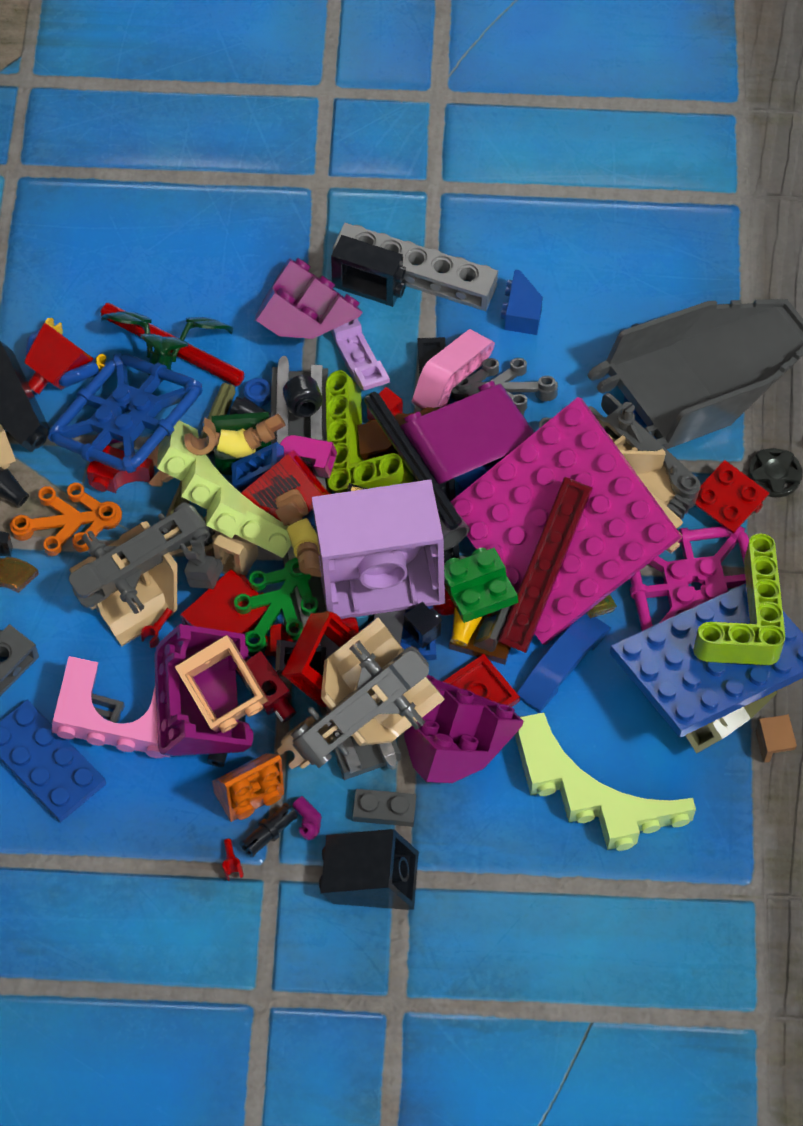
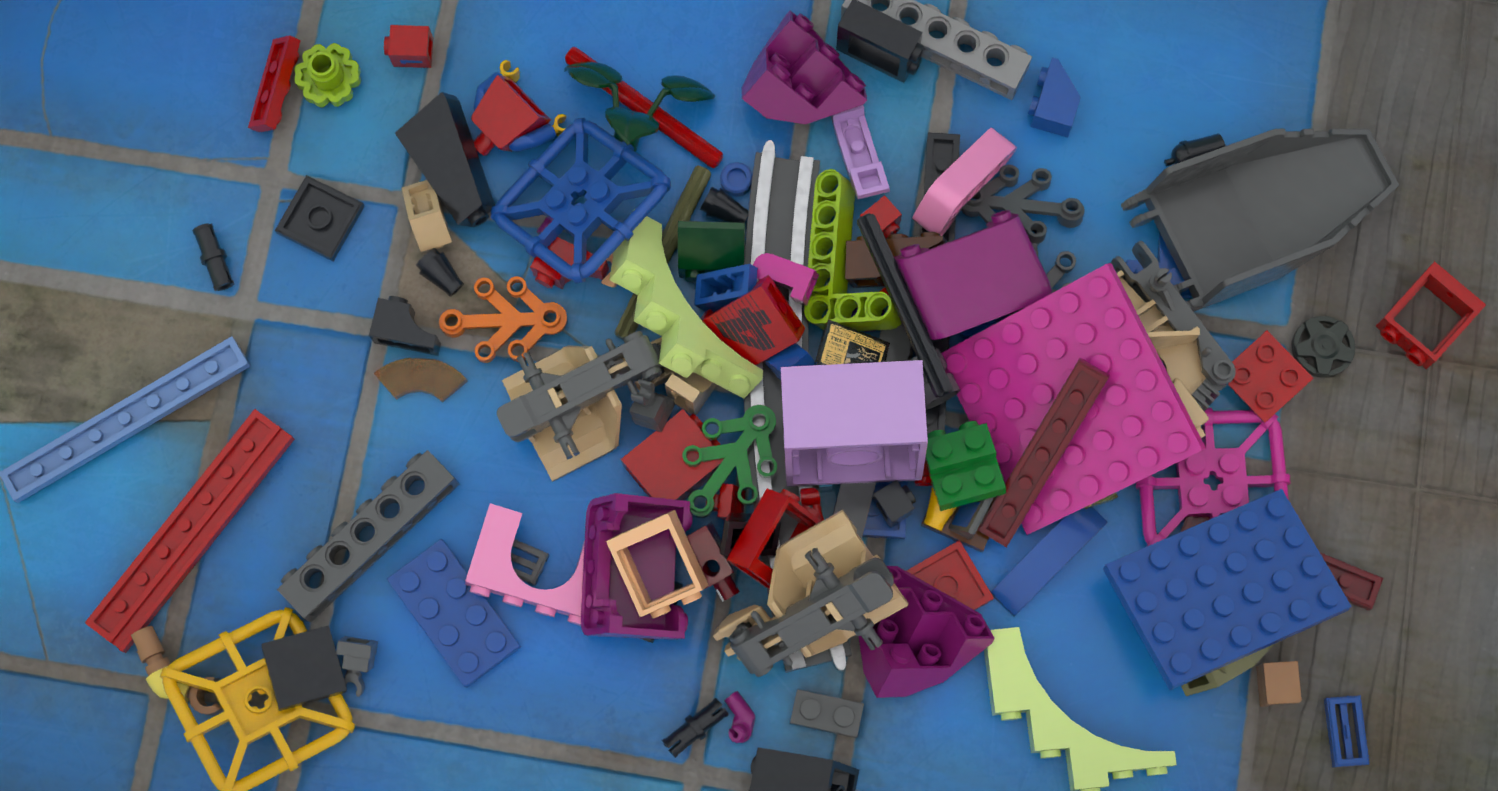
camera: 10 degrees right, 15 degrees up
(153, 630) = (593, 466): red hand -> none
(231, 442) = (698, 256): medium nougat piece -> none
(232, 863) = (649, 762): red hand -> none
(250, 786) = (677, 676): orange slope -> none
(301, 533) = (766, 380): medium nougat piece -> none
(302, 396) = (786, 200): black head -> none
(765, 635) = (1282, 540): lime beam -> none

